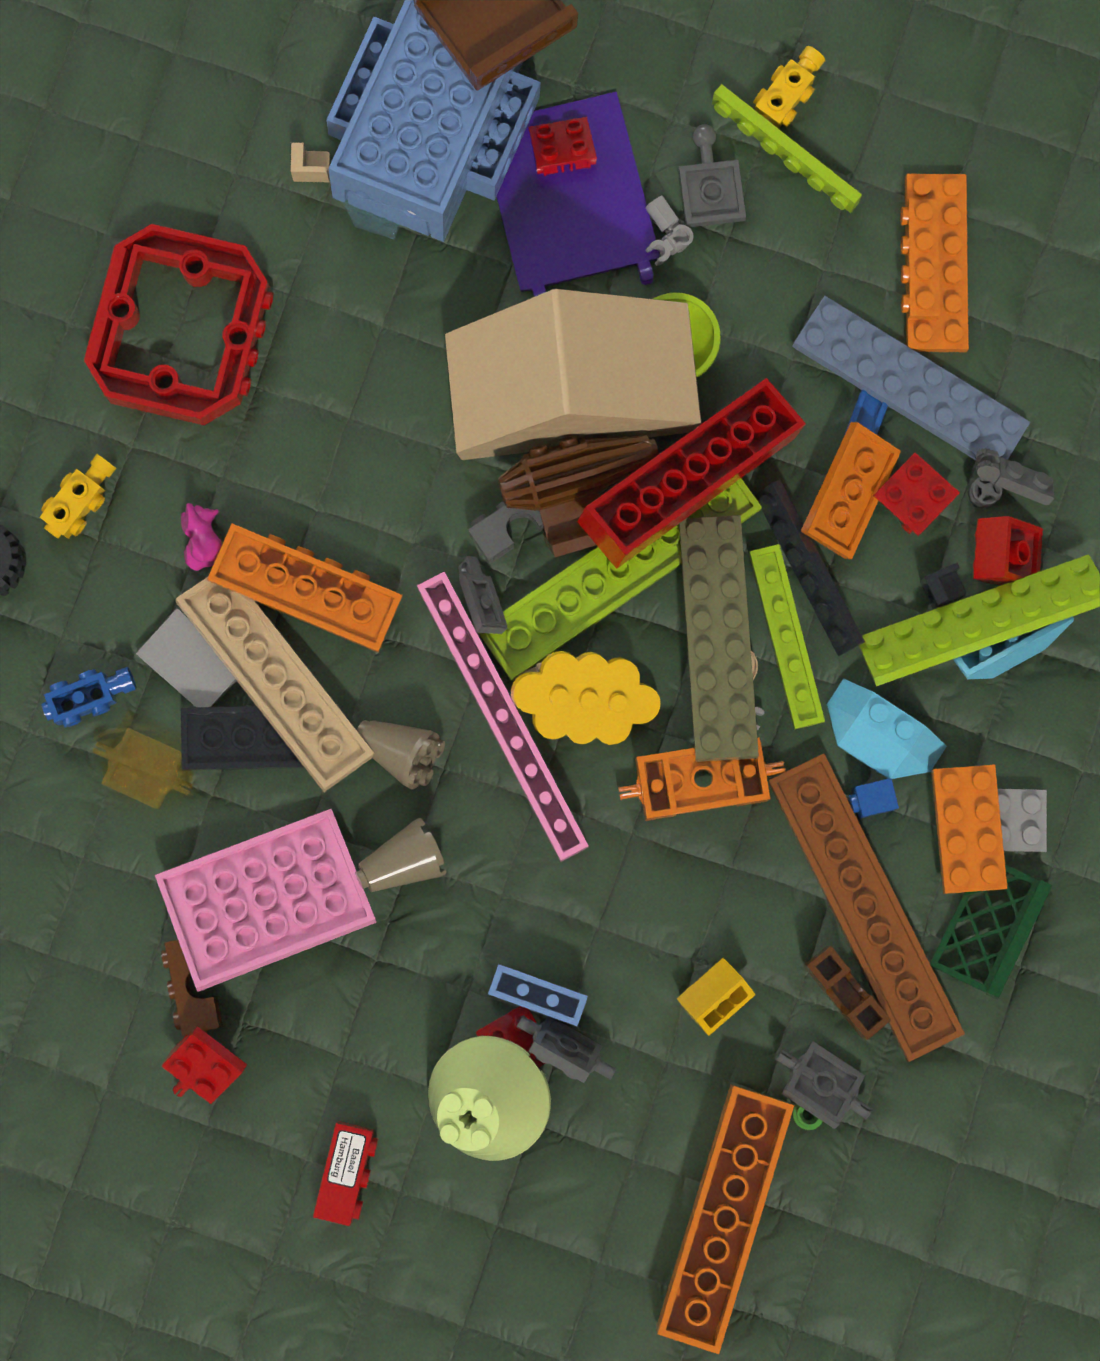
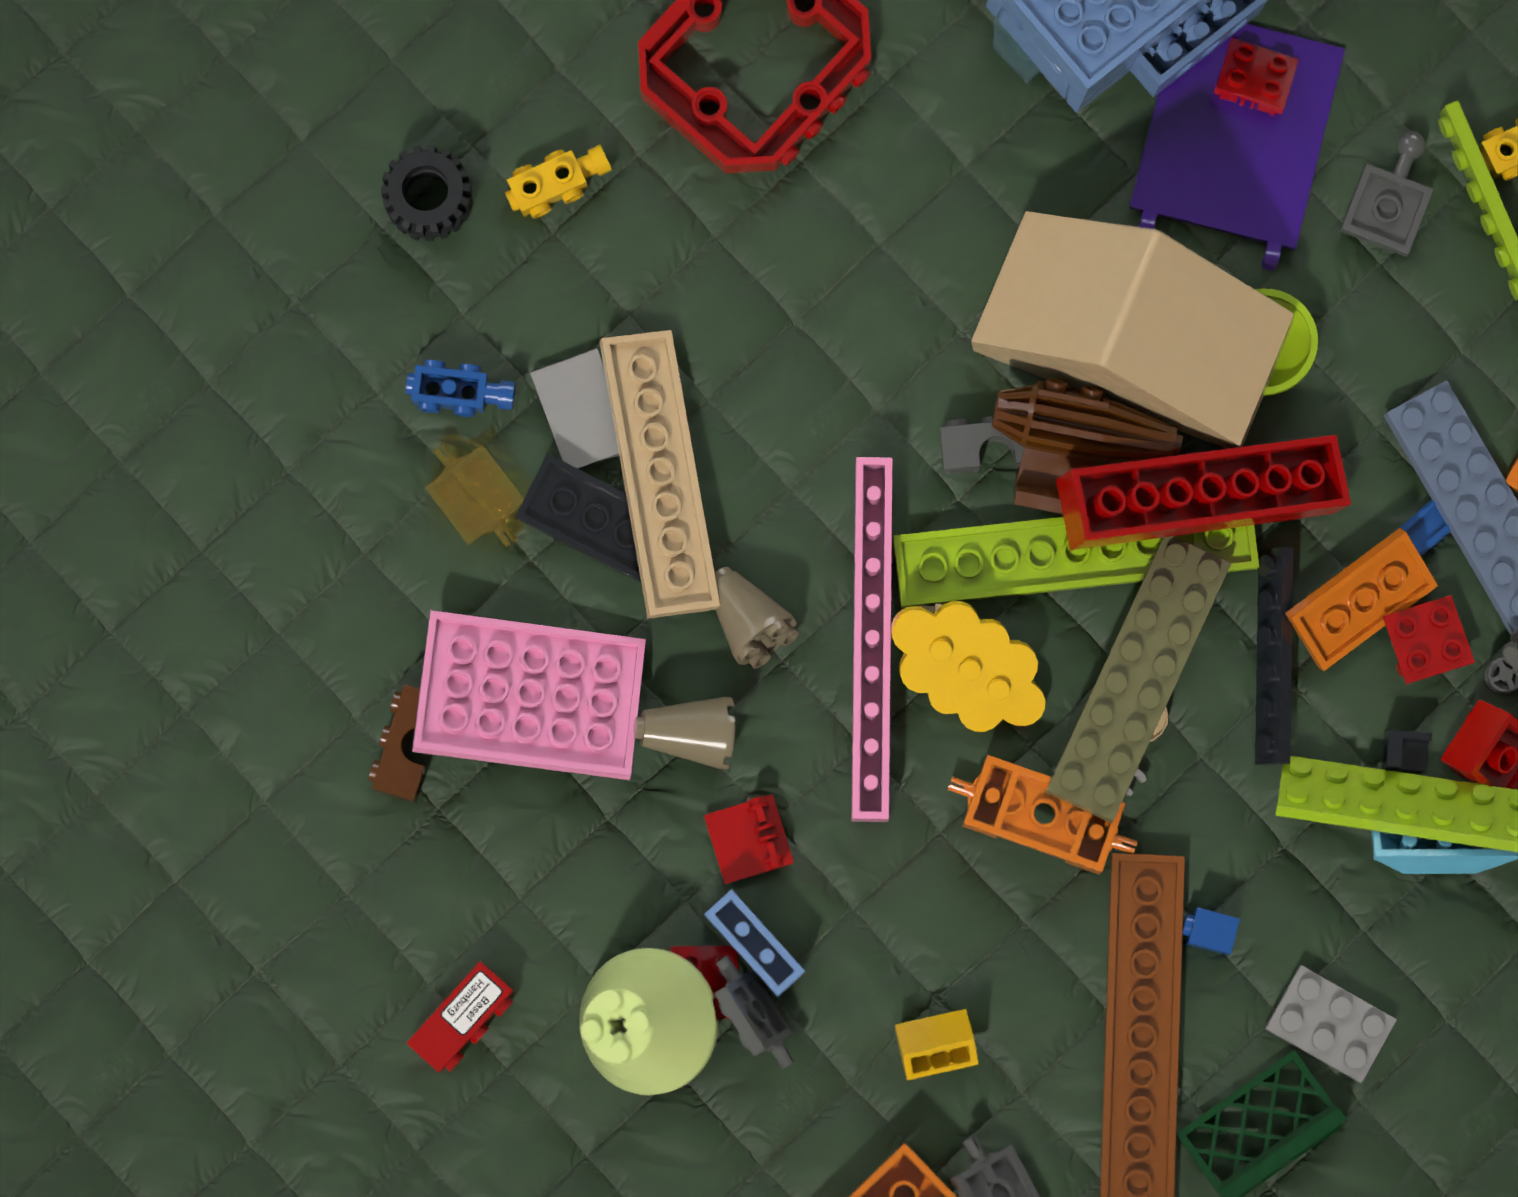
camera: 30 degrees right, 0 degrees up
(202, 1066) = (376, 829): red plate -> none
(203, 541) = (660, 299): dark pink animal -> none
(305, 586) = (741, 397): orange plate -> none
(481, 598) = (916, 505): dark grey hinge -> none
(490, 917) = (748, 839): none -> red hinge
(677, 236) = (1325, 235): light grey bar -> none
(786, 637) = (1211, 715): lime plate -> none
(846, 994) = (1073, 1114): reddish brown arch -> none
(881, 733) = (1256, 868): medium azure wedge -> none
(969, 829) = (1292, 1015): orange plate -> none

